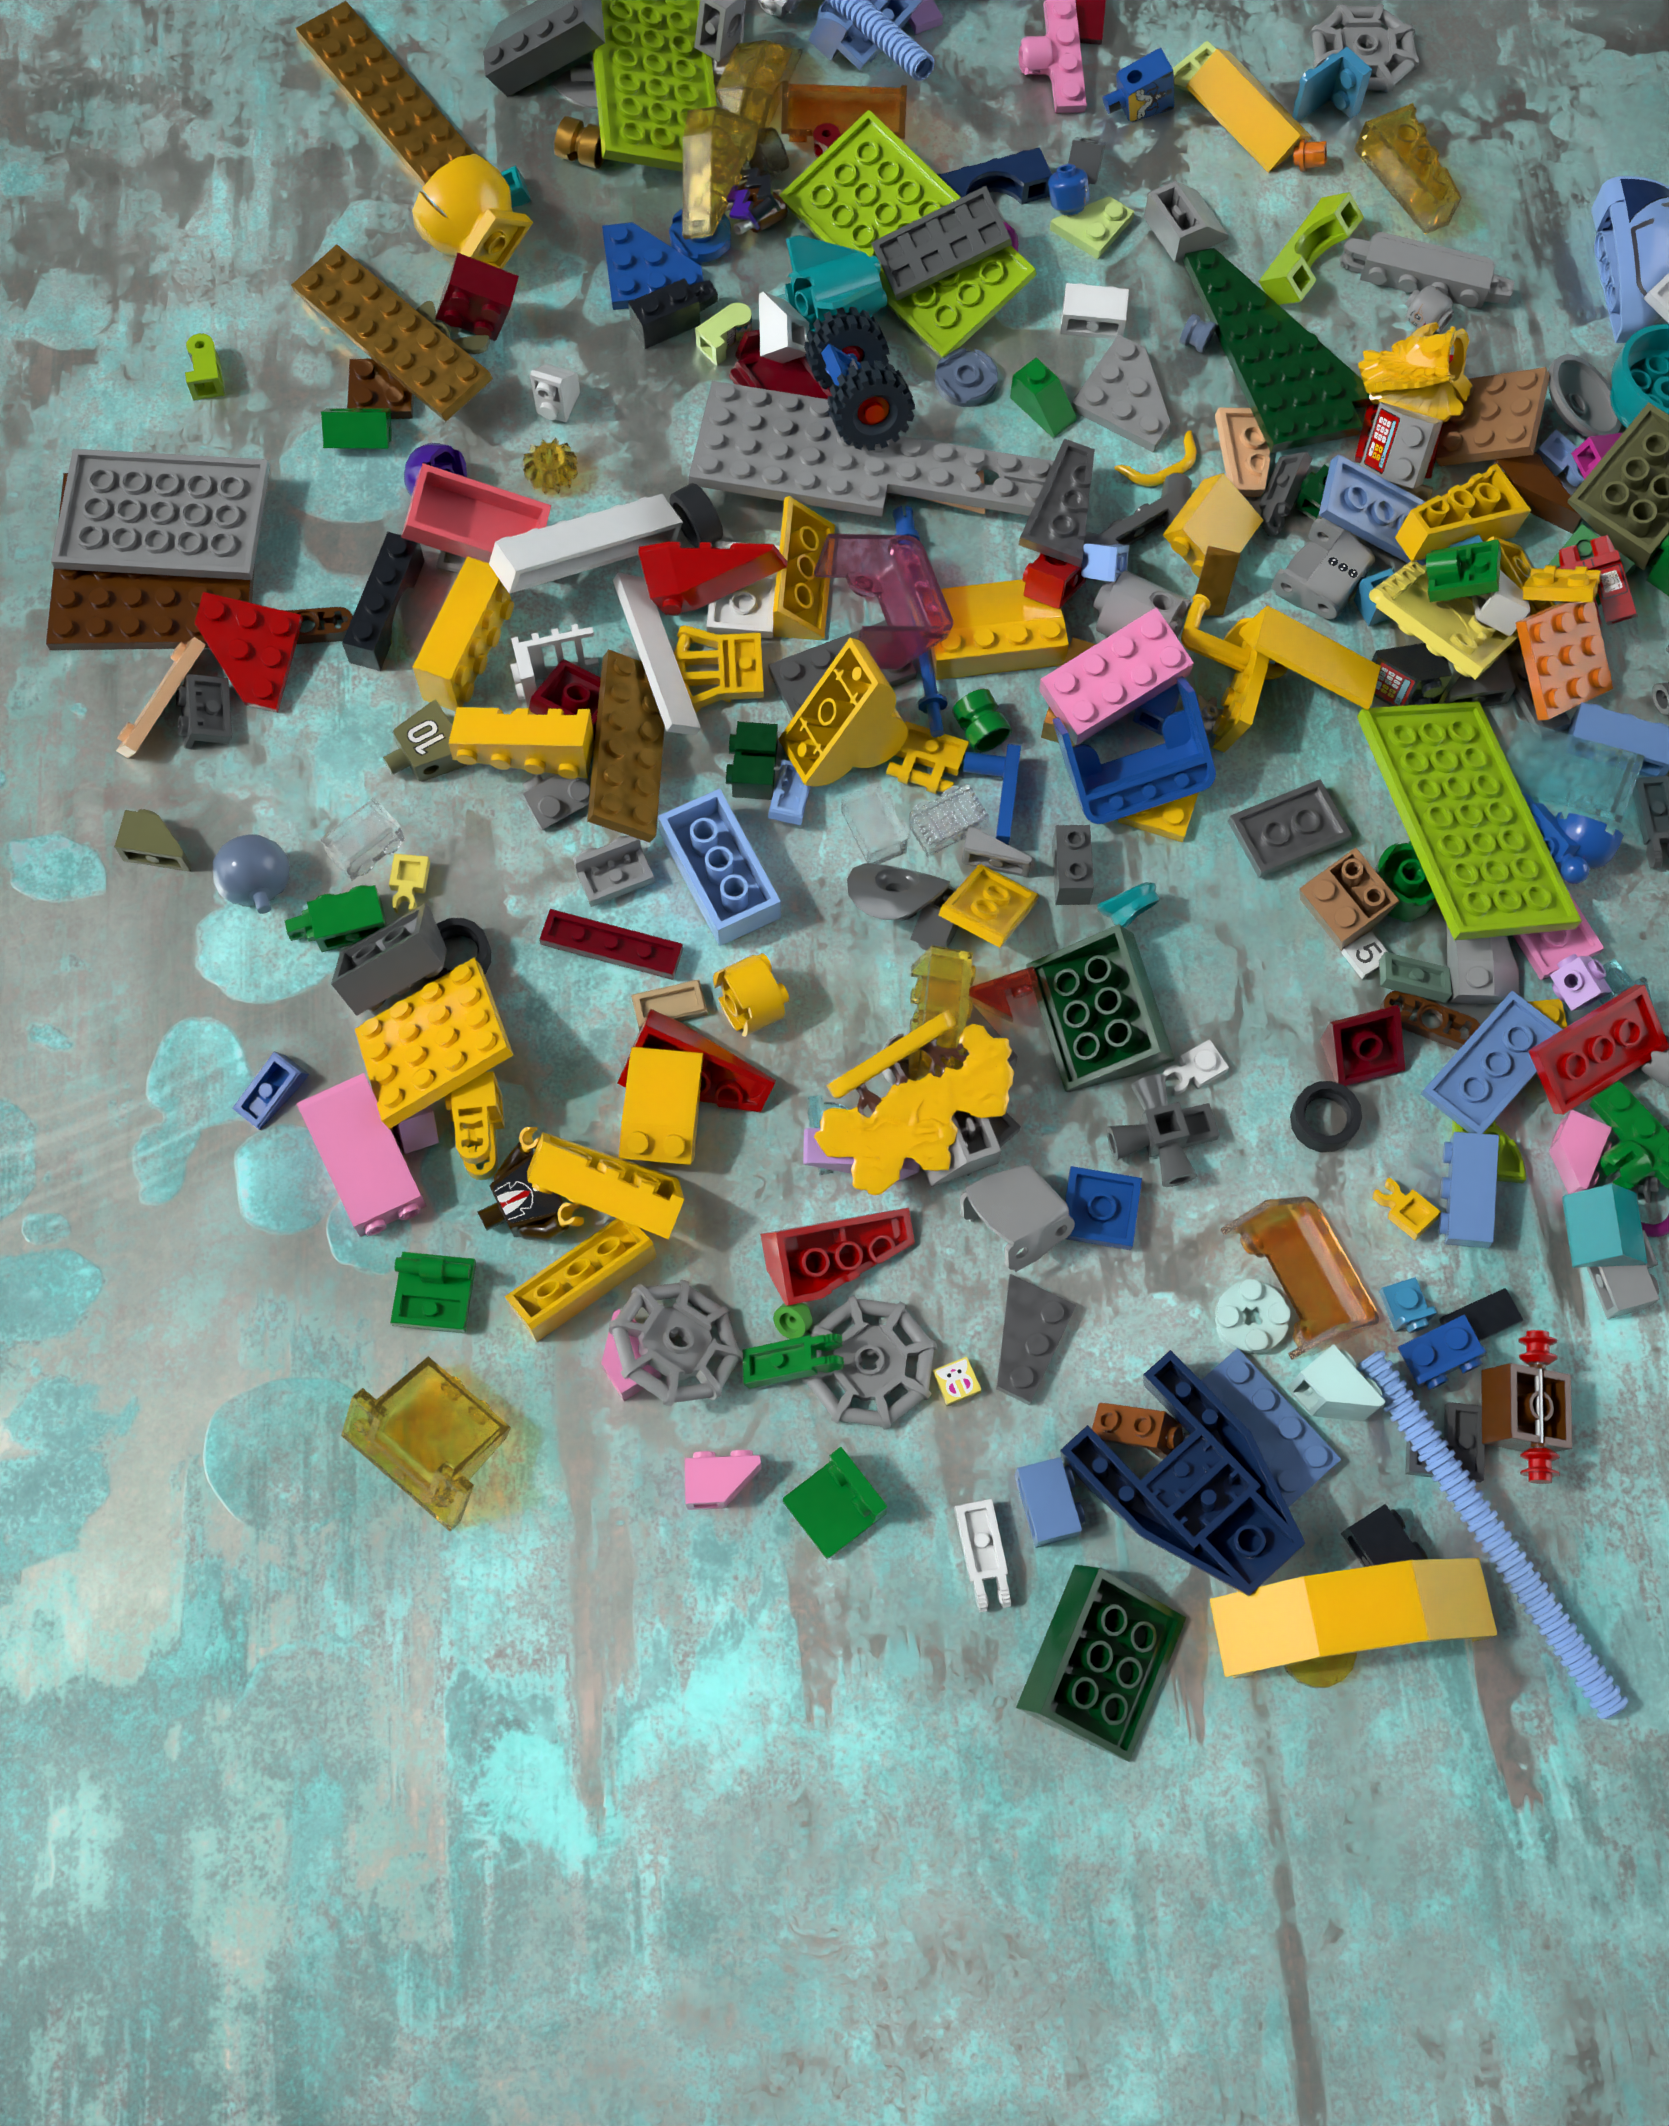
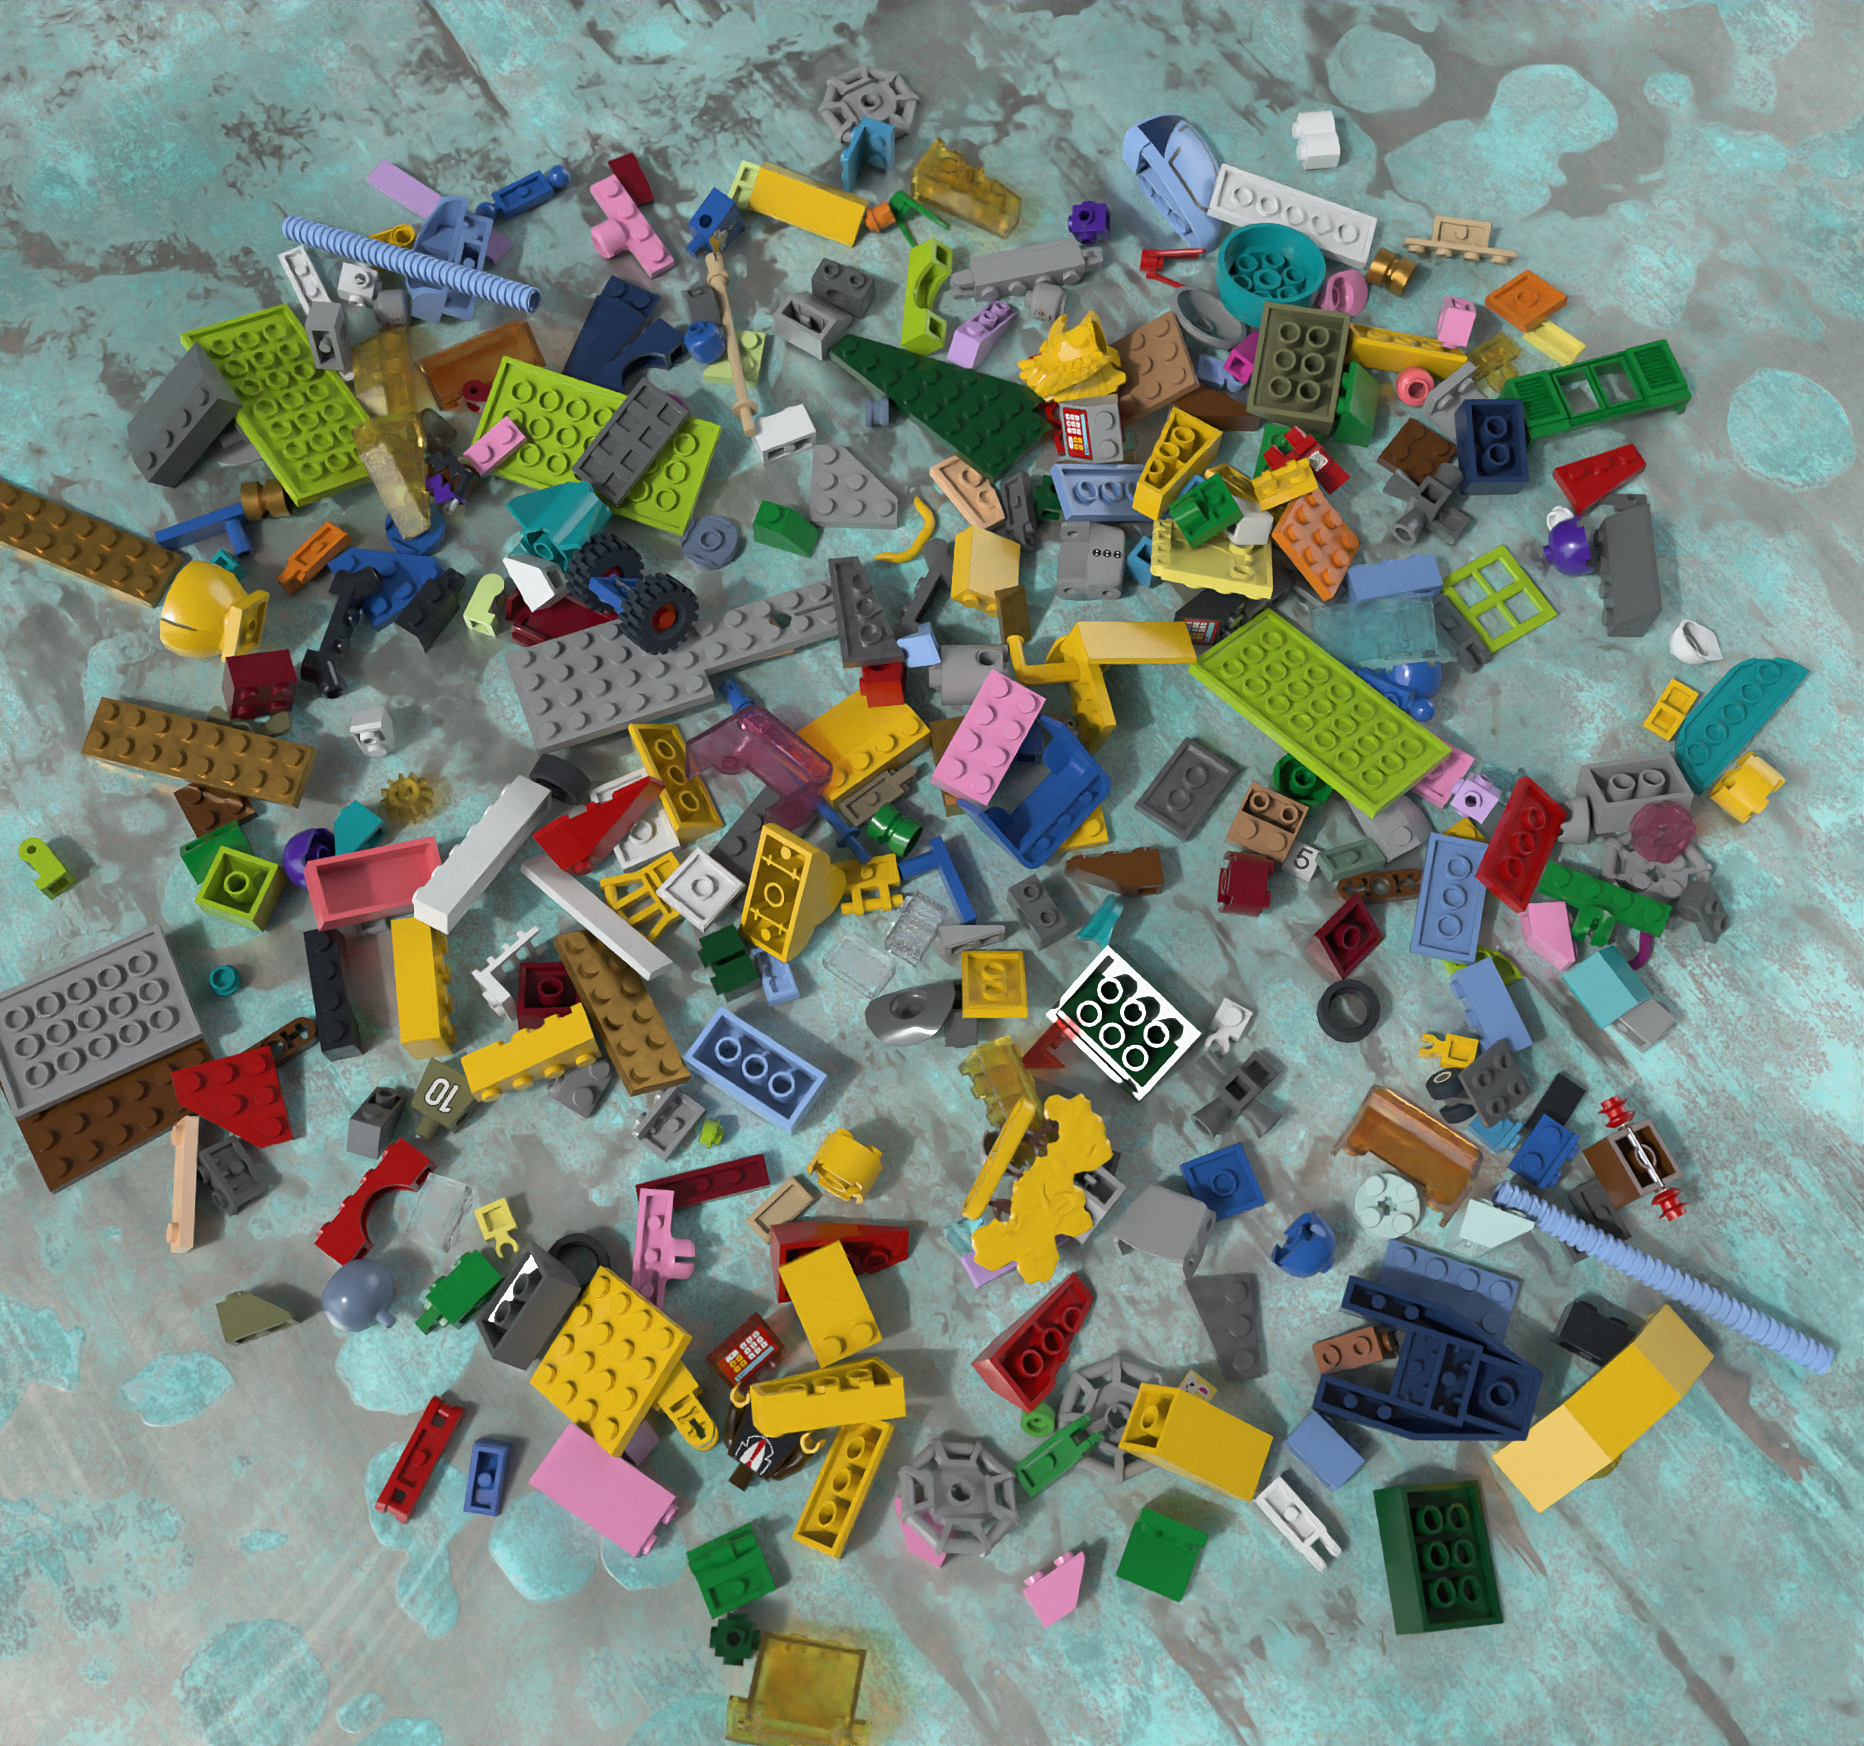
camera: 30 degrees left, 0 degrees up
(221, 1041) = (419, 1459): none -> red plate
(298, 543) = (225, 980): none -> teal plate
(346, 784) = (399, 1170): none -> red arch
(354, 732) = (375, 1122): none -> dark grey slope
(358, 469) = (241, 889): none -> lime slope
(408, 1357) = (749, 1640): none -> dark green brick
(492, 466) = (357, 829): none -> teal slope
(515, 141) = (228, 519): none -> blue piece
(535, 974) = (656, 1248): none -> bright pink plate
(546, 312) = (323, 665): none -> black plate
(560, 1106) = (747, 1354): none -> slope
(593, 213) = (312, 556): none -> orange hinge
(647, 902) = (711, 1133): none -> lime plate
(766, 679) = (701, 889): none -> white tile
(796, 26) = (393, 307): none -> light grey head
(814, 191) = (495, 447): none -> bright pink plate
(930, 1420) = (1196, 1441): none -> yellow slope
(990, 134) = (612, 323): none -> dark blue plate
(998, 678) = (886, 787): none -> dark tan hinge
(1118, 142) = (719, 280): none -> tan bar
(1147, 1309) = (1307, 1248): none -> blue cylinder
(1179, 873) = (1127, 874): none -> reddish brown slope
(1235, 203) = (843, 287): none -> dark grey brick
(1291, 940) = (1244, 884): none -> dark red brick
(1342, 309) = (980, 334): none -> lavender slope
(1343, 158) = (905, 208): none -> green plant
(1418, 1256) = (1487, 1086): none -> dark grey plate
(1520, 254) = (1090, 222): none -> dark purple brick
(1564, 320) = (1153, 261): none -> red plant

